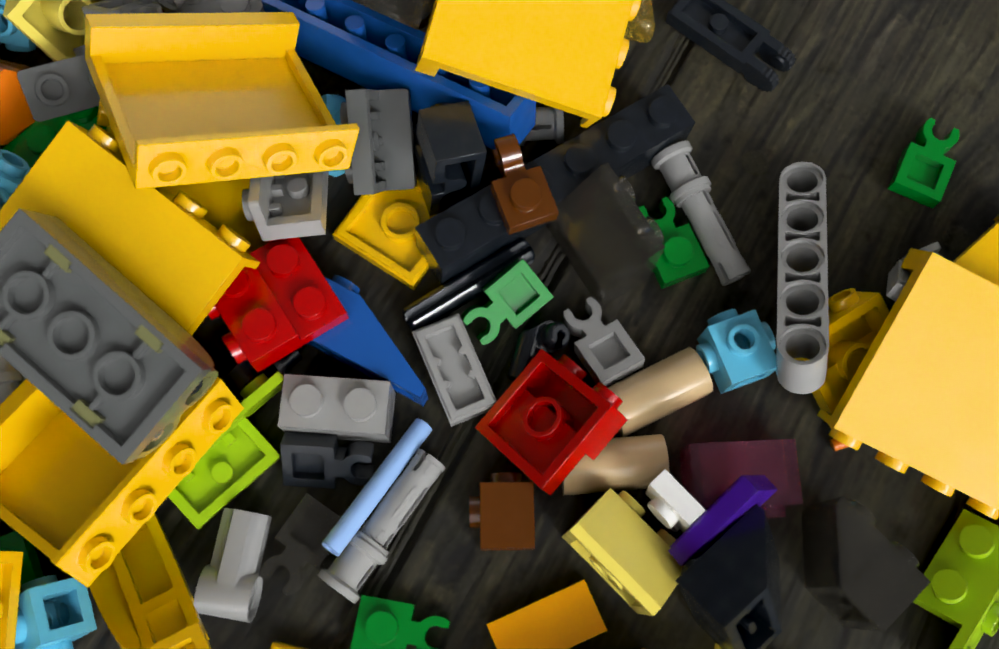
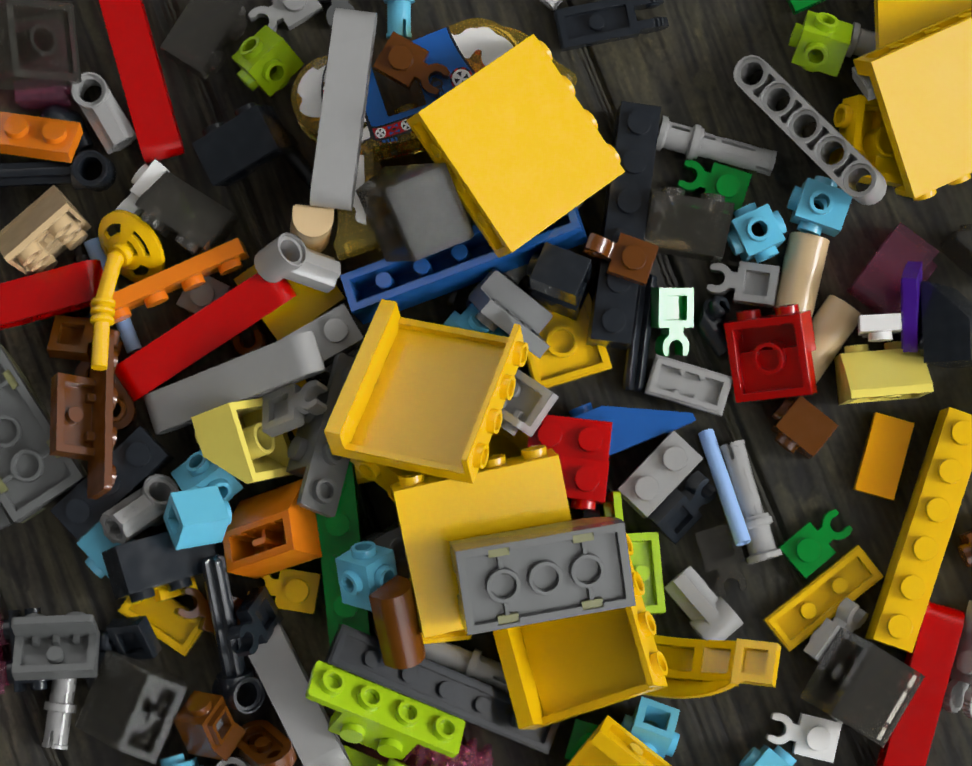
camera: 50 degrees left, 10 degrees up
(653, 326) = (750, 246): none -> medium azure brick
(889, 225) = (820, 43): none -> lime brick

